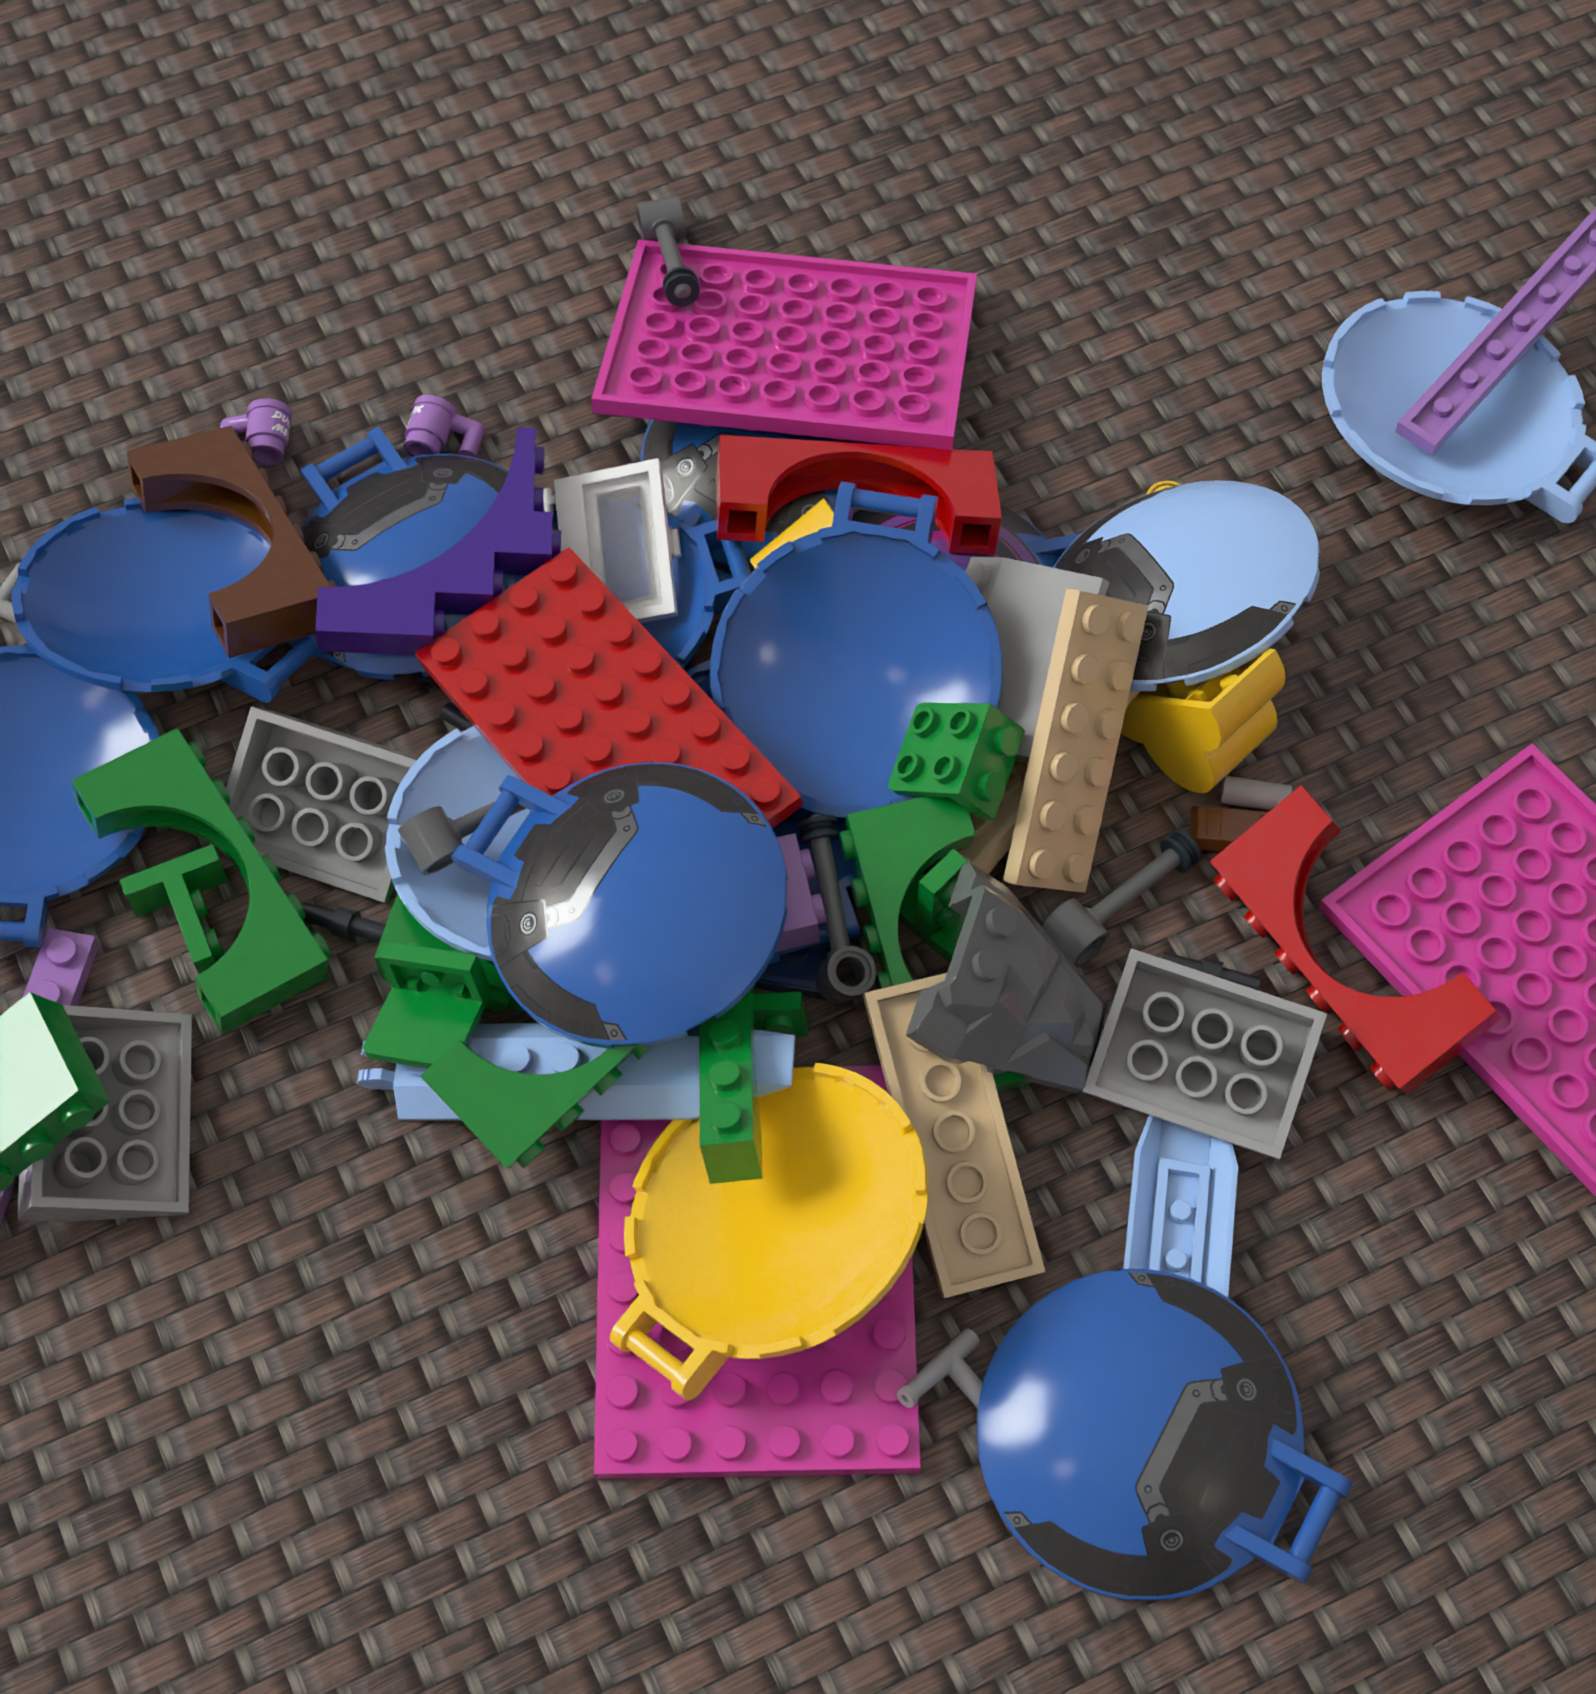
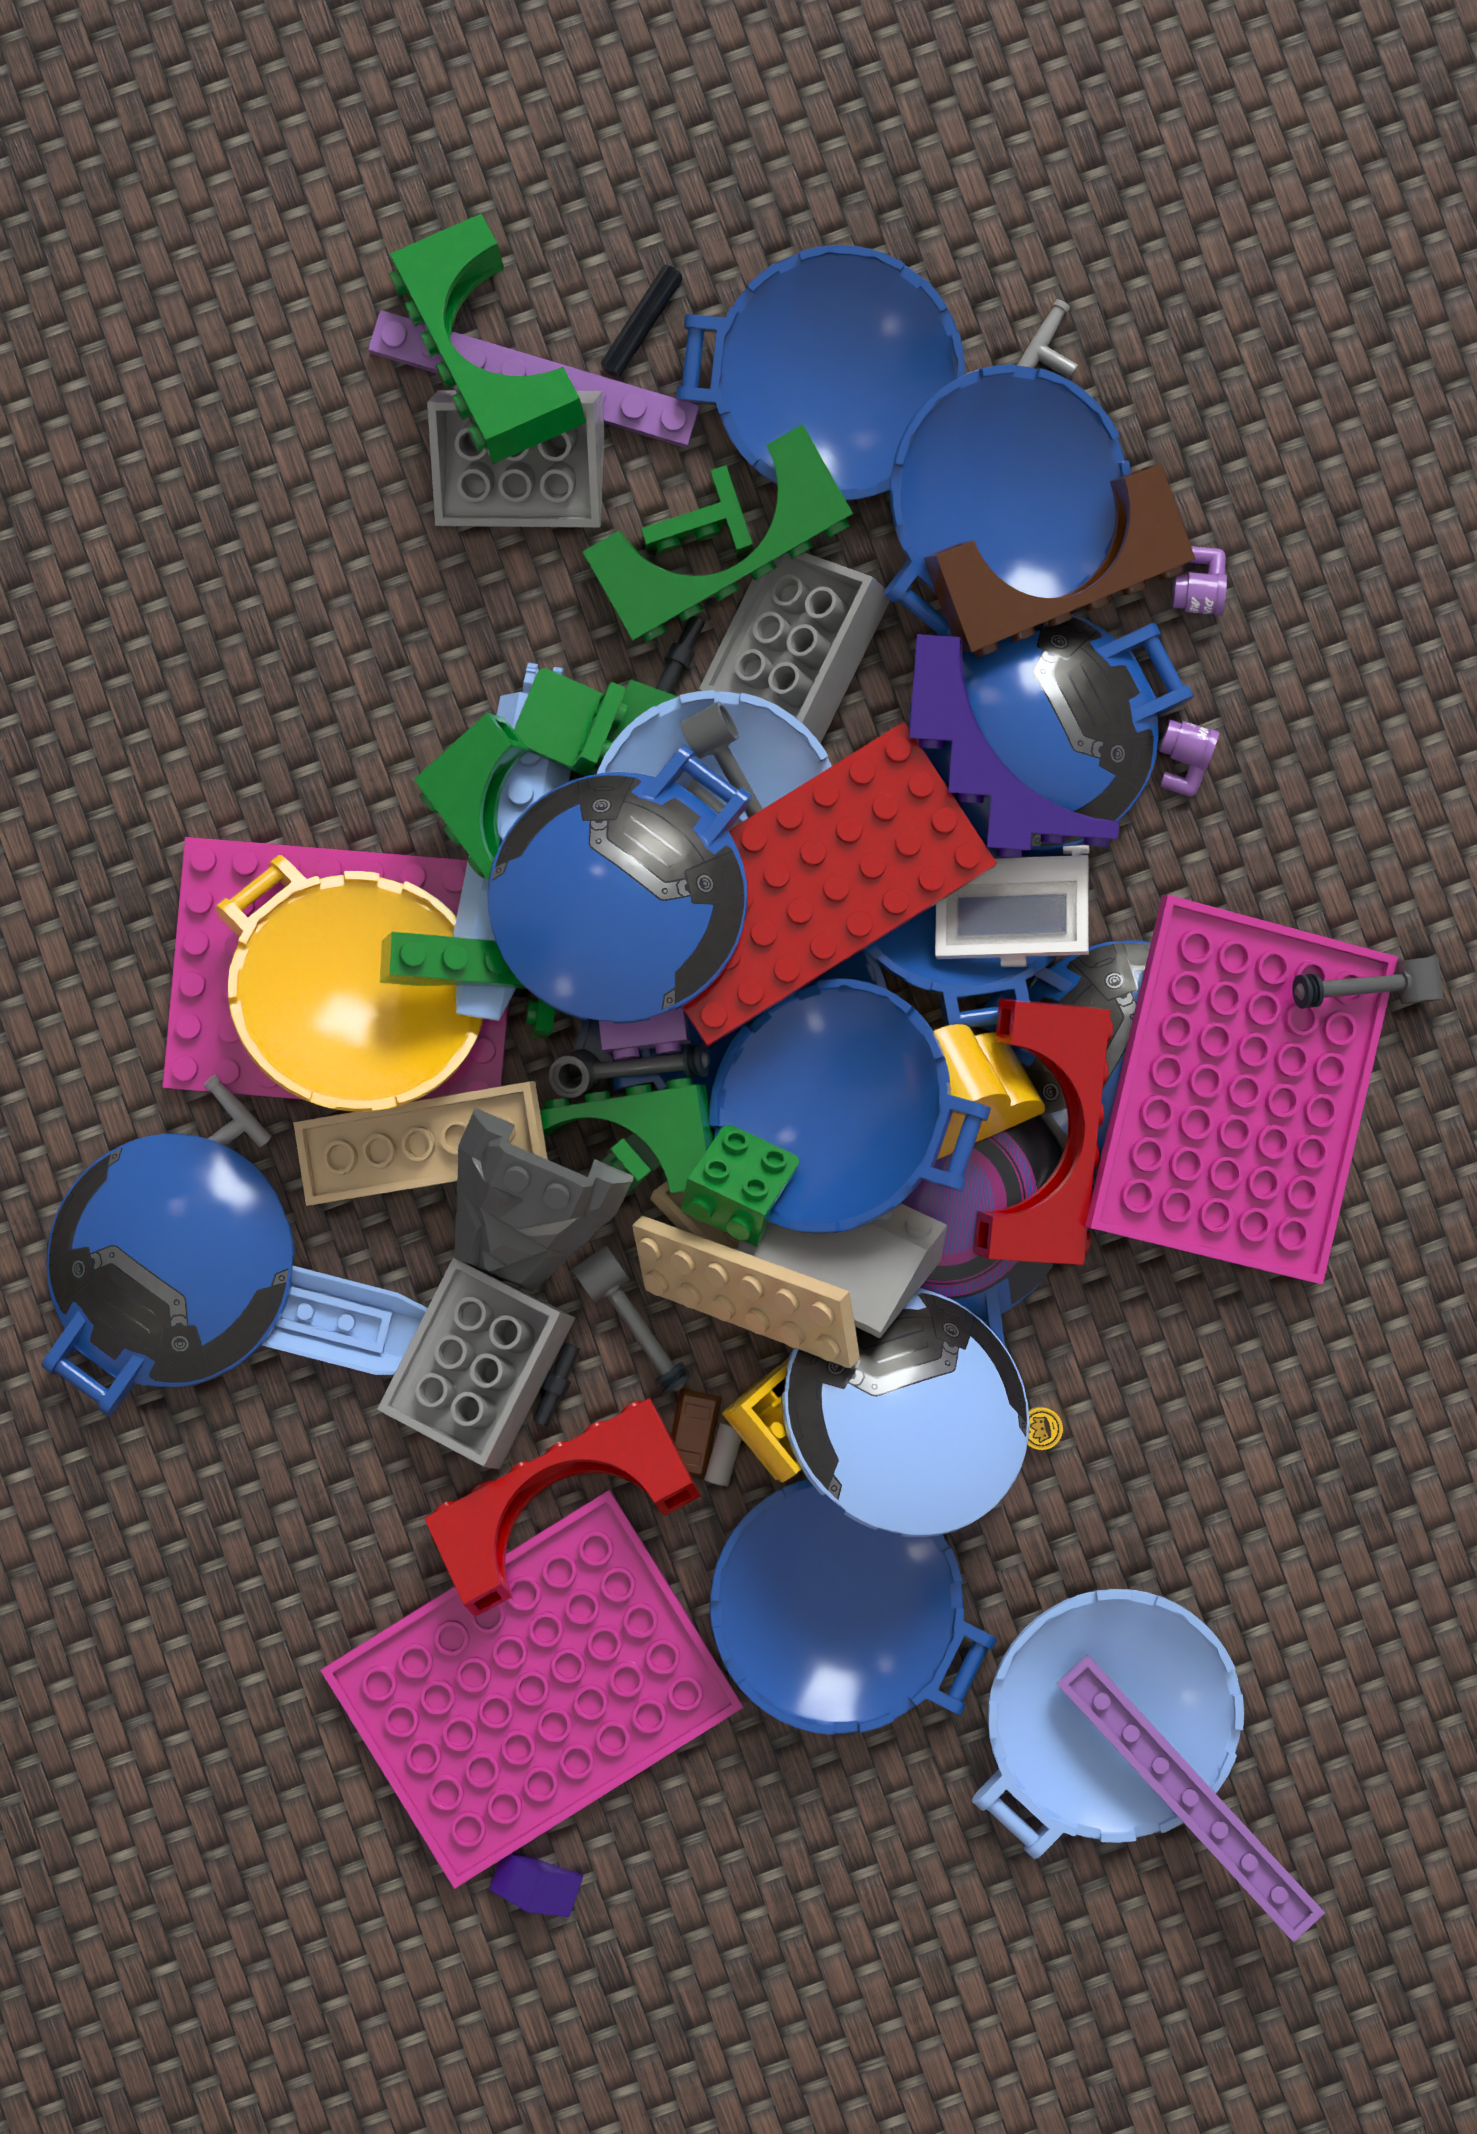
camera: 90 degrees right, 25 degrees up
(1410, 653) = (838, 1618): none -> blue dish

